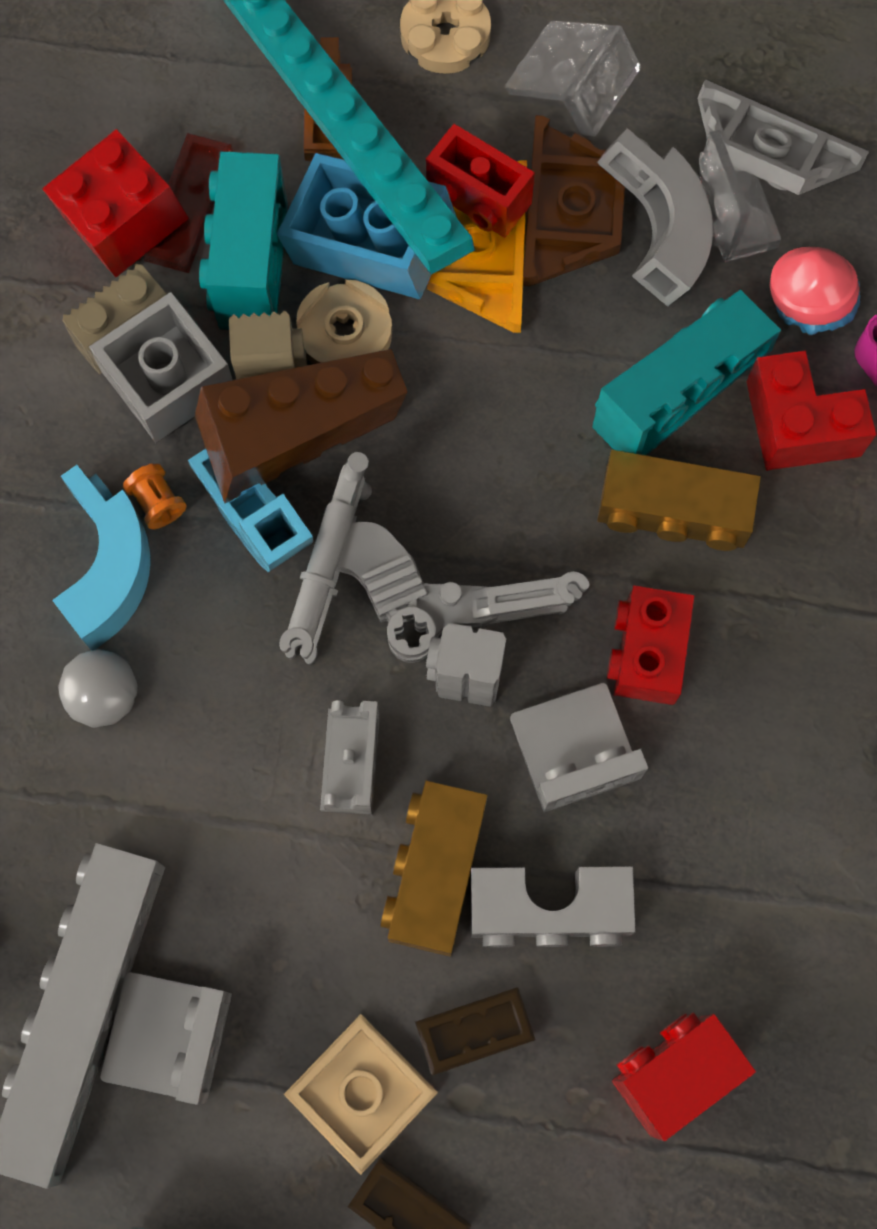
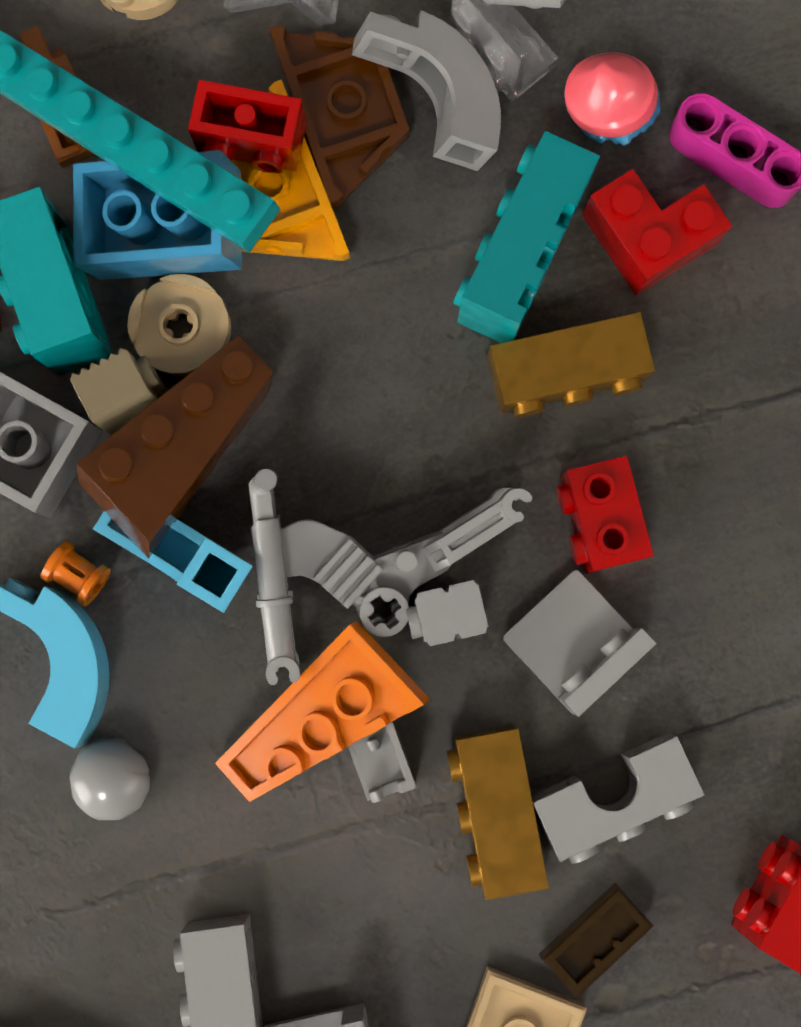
camera: 25 degrees left, 10 degrees up
(321, 700) = (333, 704): none -> orange wing

